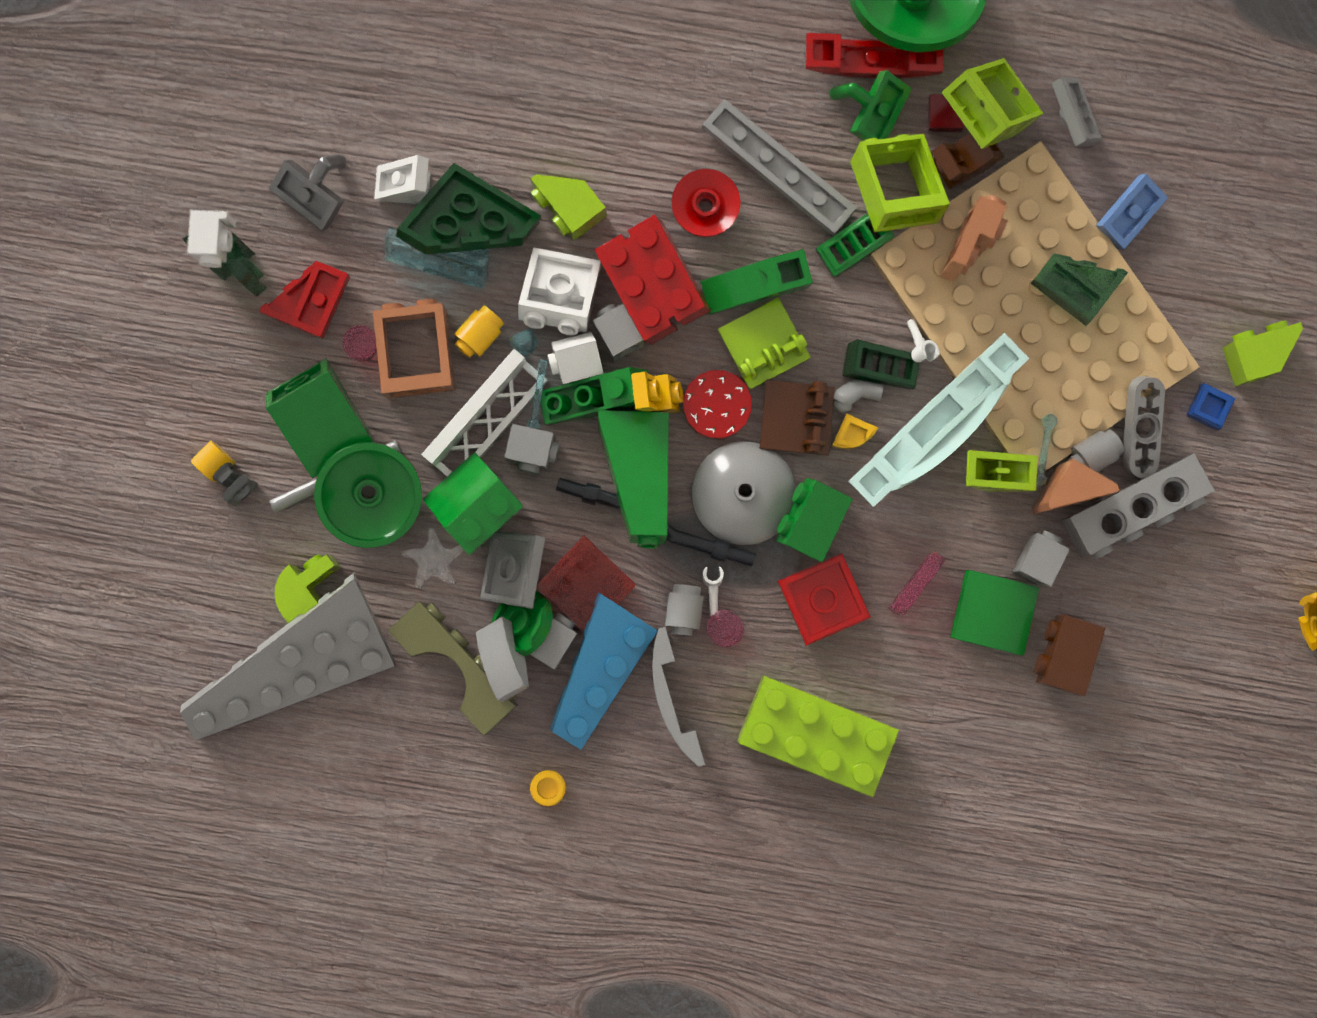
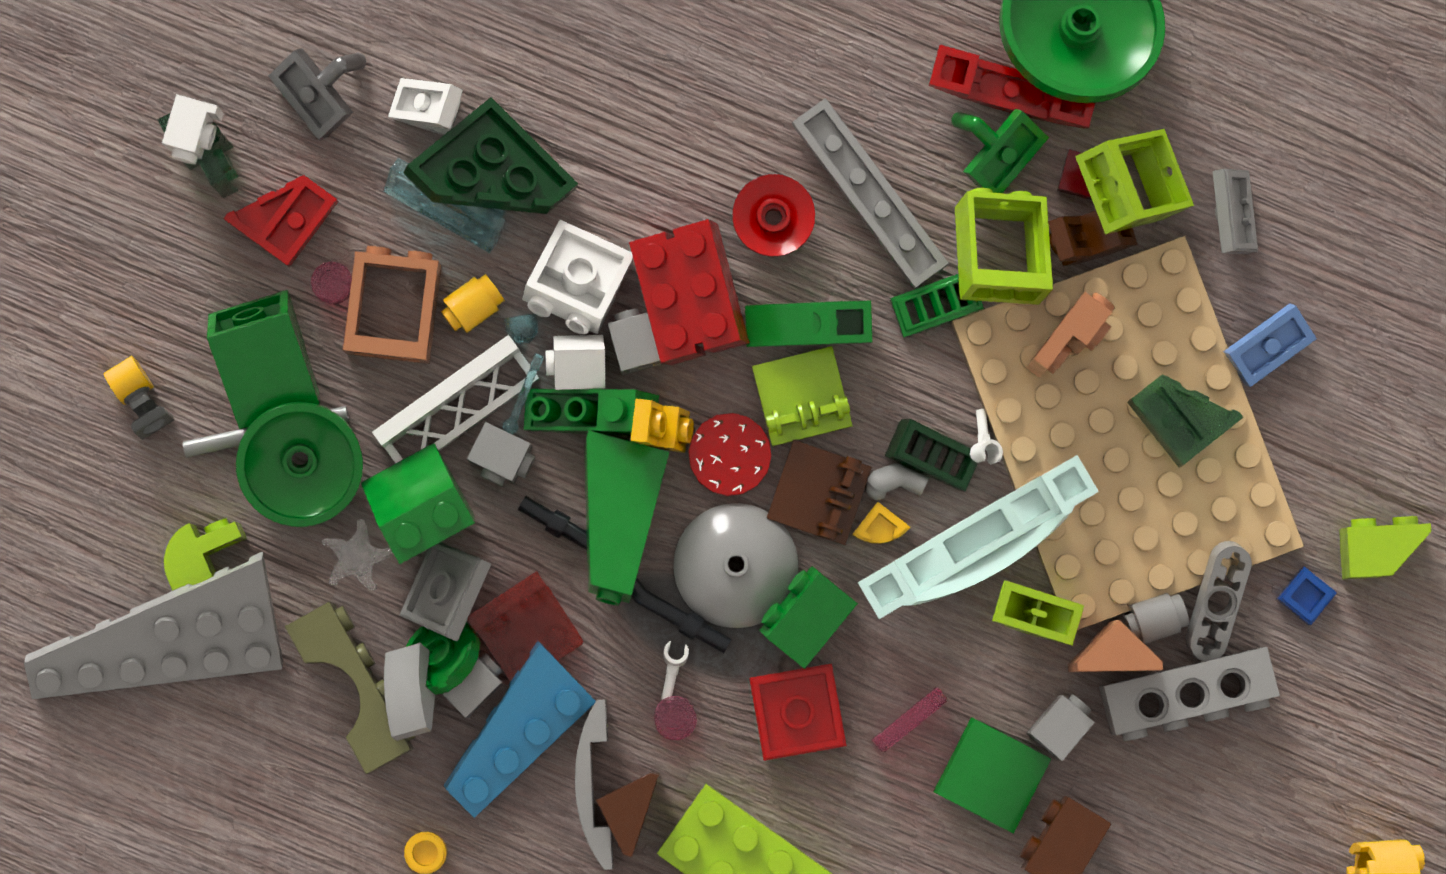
camera: 10 degrees right, 0 degrees up
(570, 201) = (617, 178): lime slope -> none
(684, 609) = (632, 685): light grey brick -> none
(706, 711) = (627, 809): none -> reddish brown slope
(1048, 421) = (1109, 569): clear light blue hinge -> none

